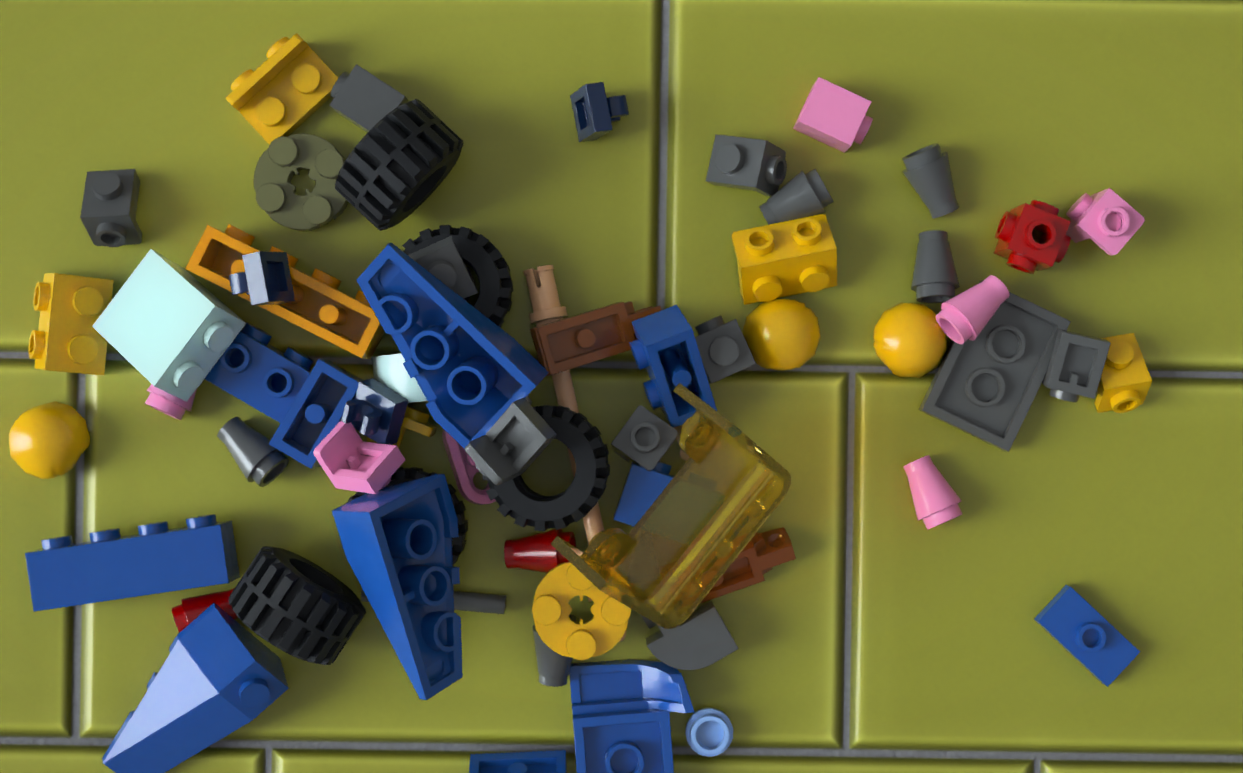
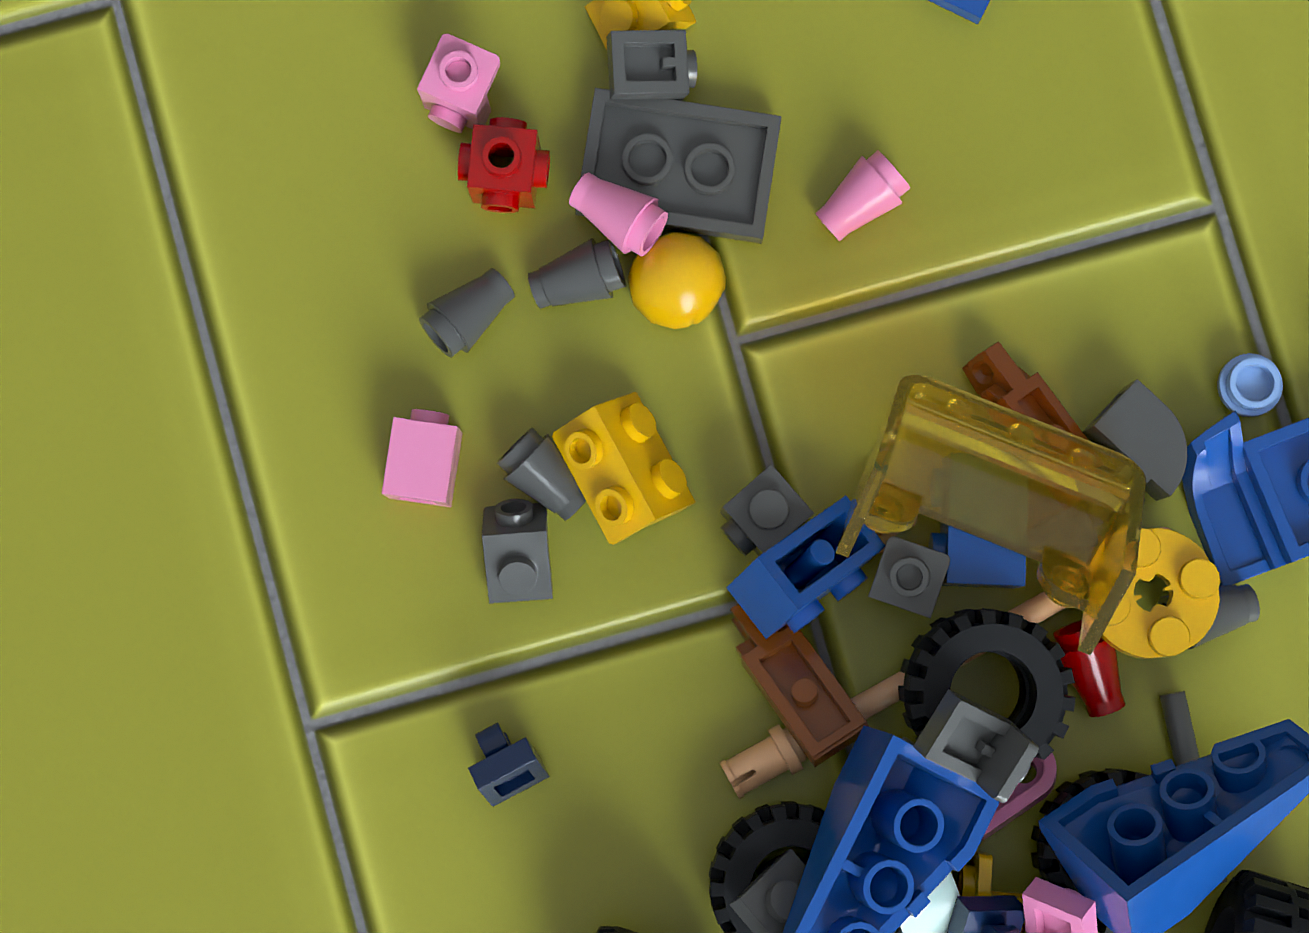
camera: 105 degrees left, 5 degrees down
(782, 334) = (719, 443): yellow hair -> none

